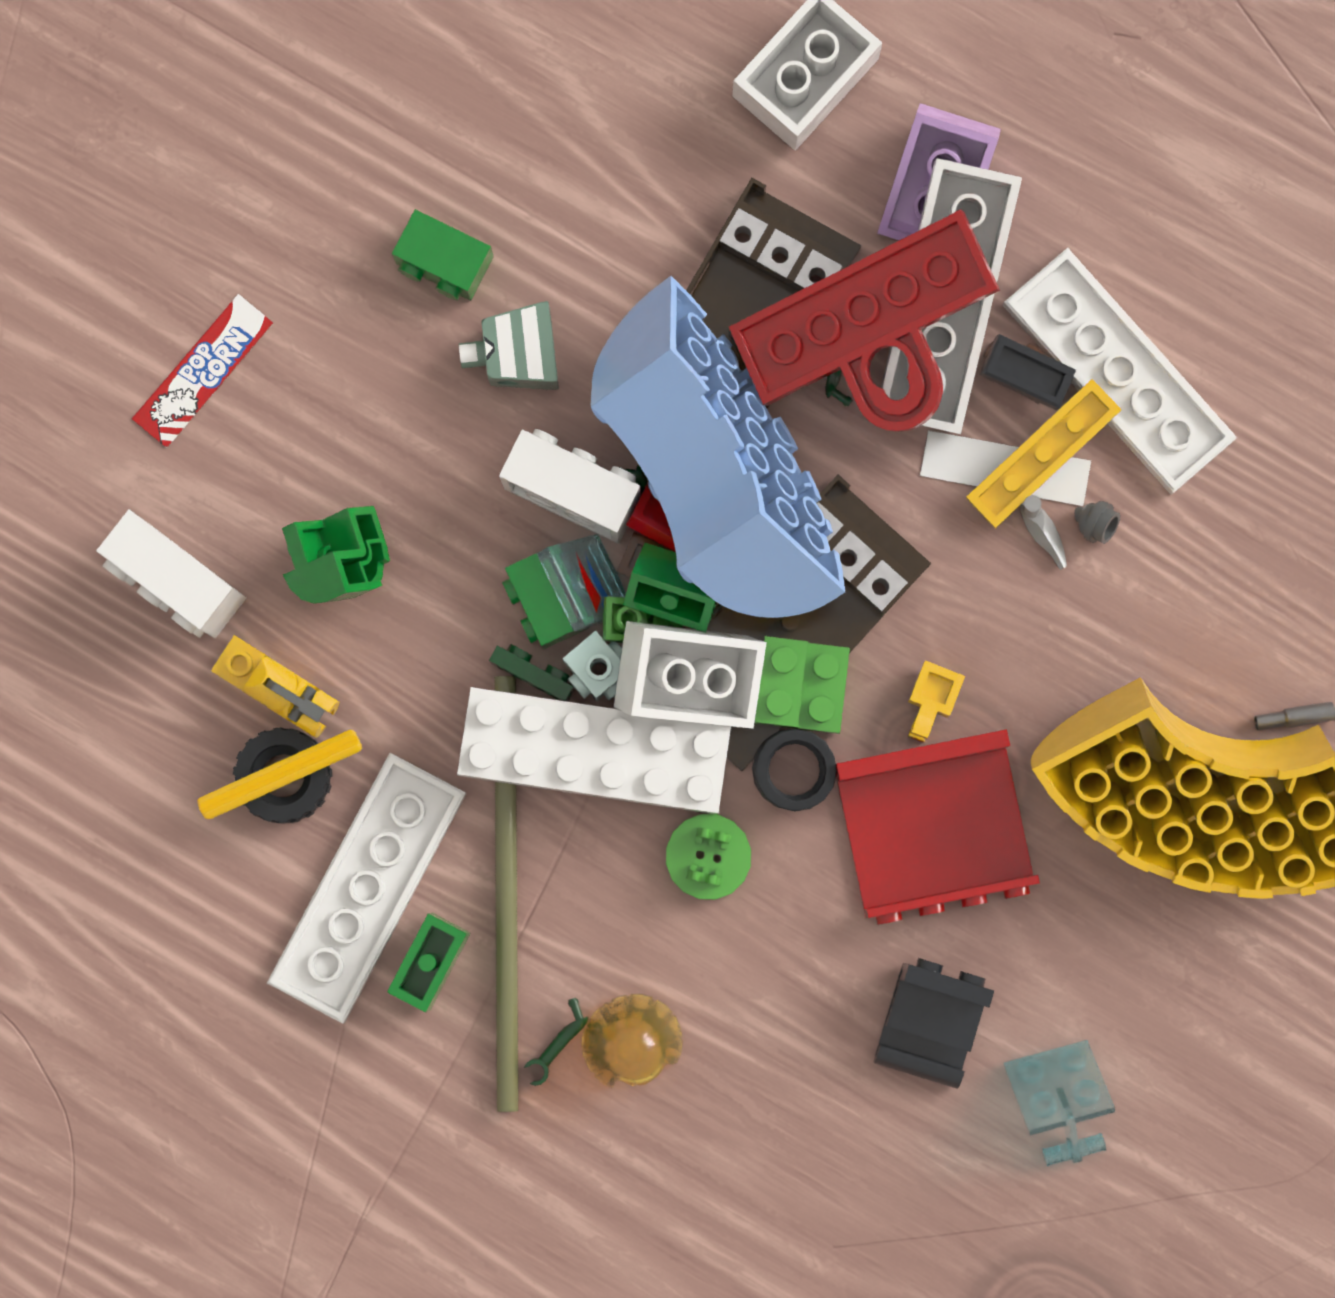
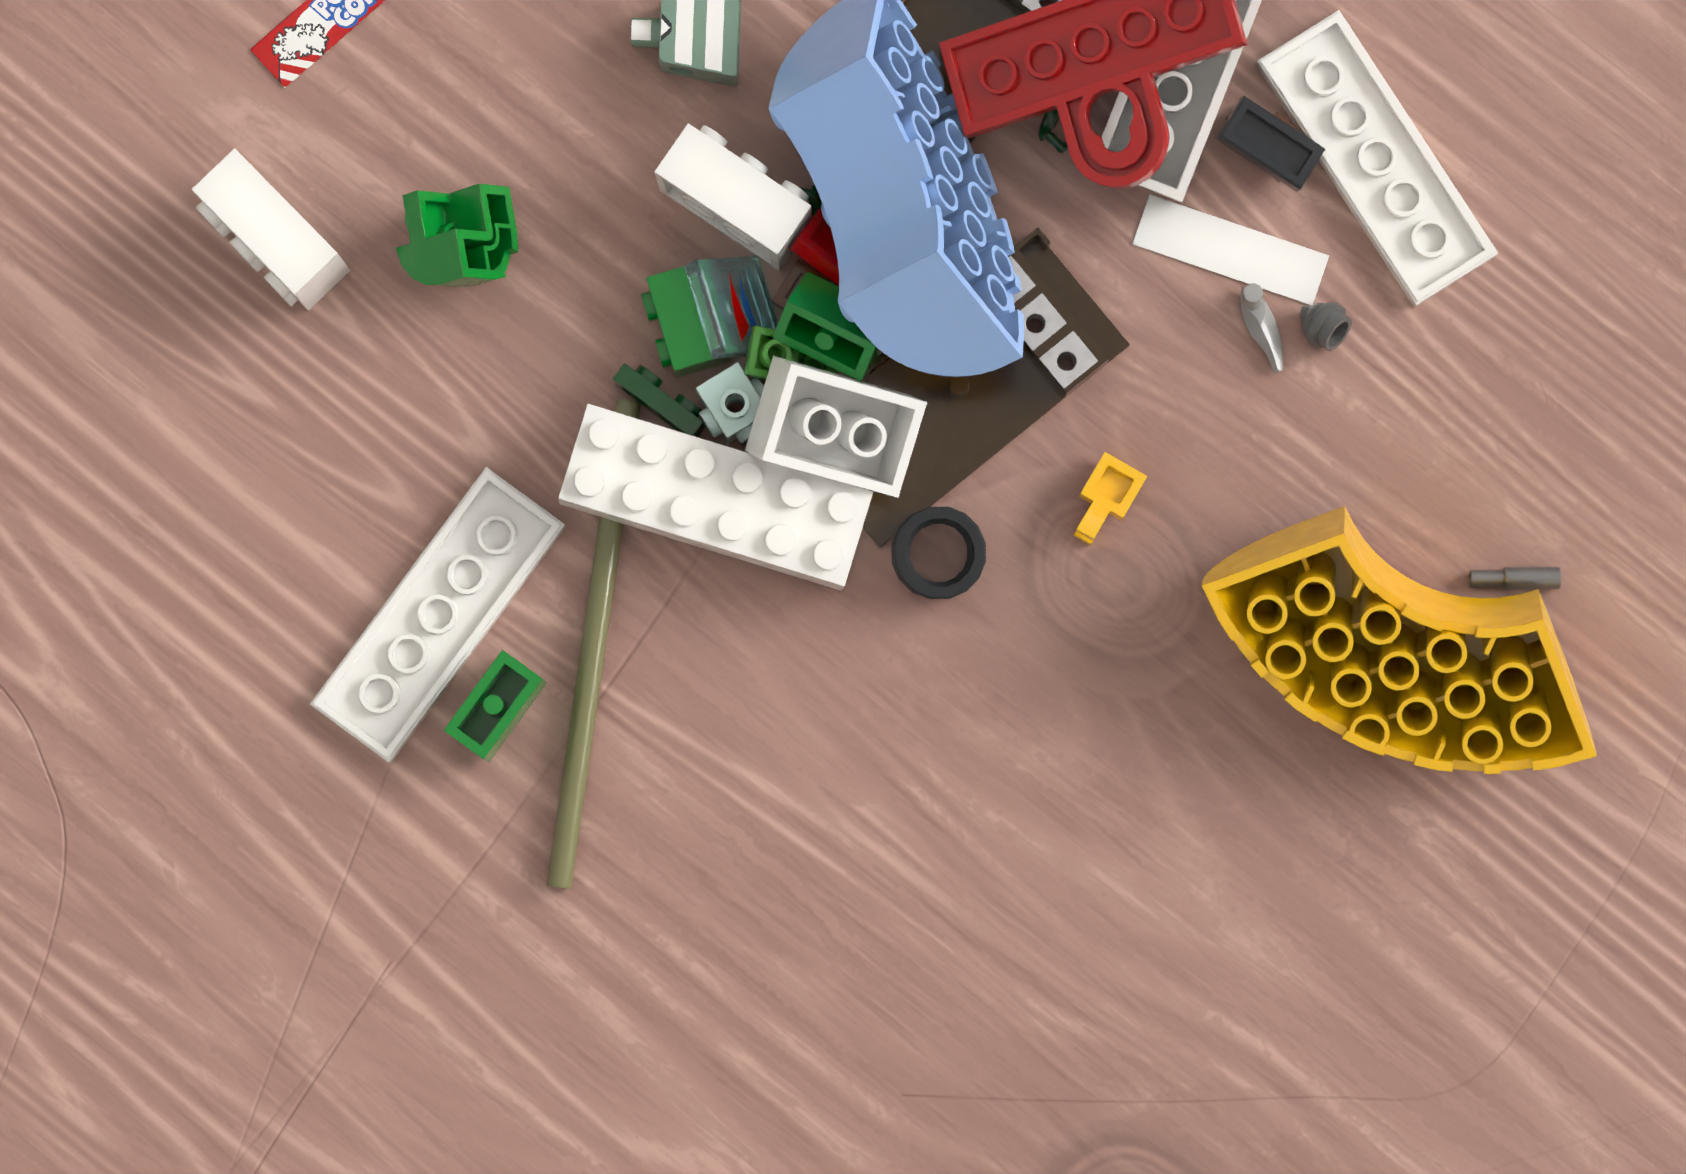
camera: 10 degrees right, 0 degrees up
(274, 686) = (367, 372): yellow plate -> none
(279, 774) = (359, 471): yellow axle -> none
(290, 808) = (352, 438): black tyre -> none
(559, 1041) = (629, 818): dark green piece -> none
(631, 1040) = (709, 828): clear yellow hair -> none
(703, 876) = (836, 615): bright green plate -> none
(802, 685) = (961, 459): bright green plate -> none
(932, 1022) = (1051, 858): black piece -> none
(935, 826) = (1088, 639): red panel -> none
(1043, 453) = (1274, 238): yellow plate -> none
(1059, 1091) = (1183, 955): clear light blue plate -> none

